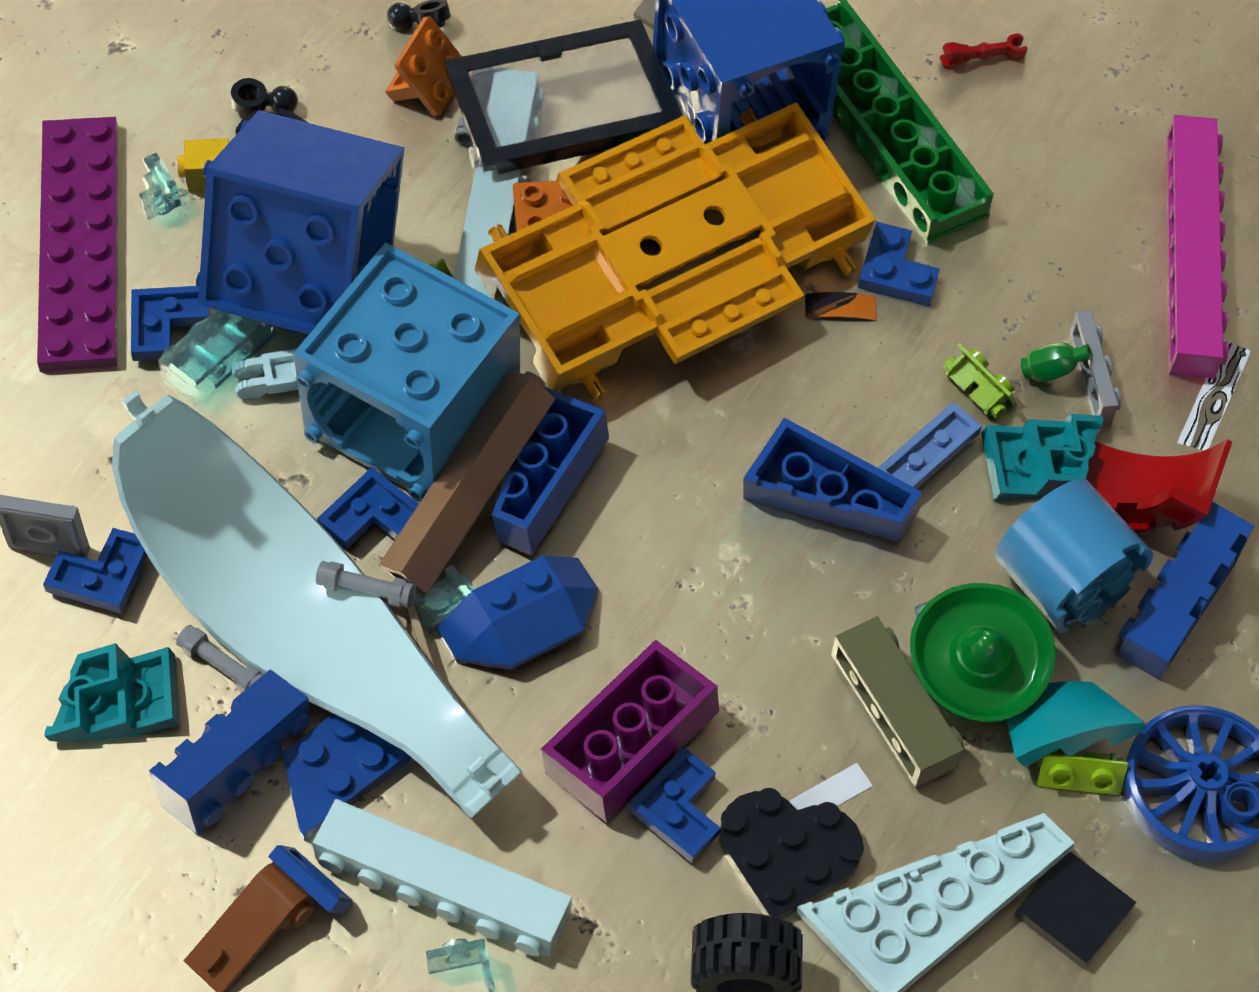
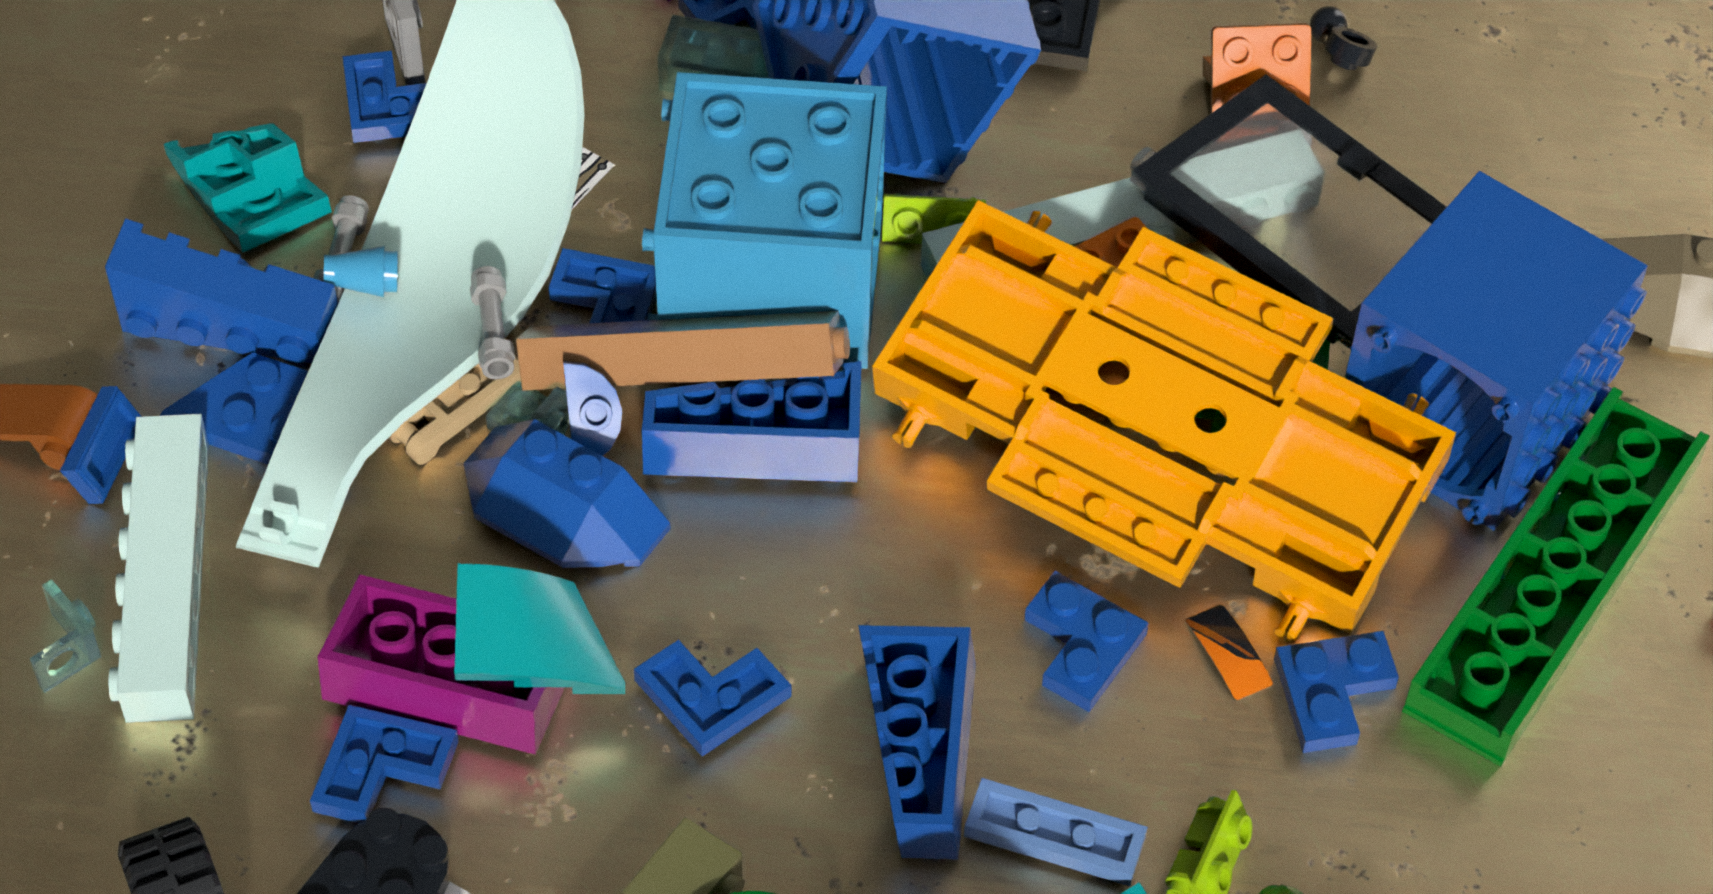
camera: 65 degrees right, 5 degrees down
(267, 643) = (363, 271): none -> dark azure cone
(474, 556) = (592, 407): none -> plate
(663, 660) = (529, 632): none -> teal slope
(737, 596) = (709, 707): none -> blue plate
(797, 365) = (1096, 637): none -> blue plate

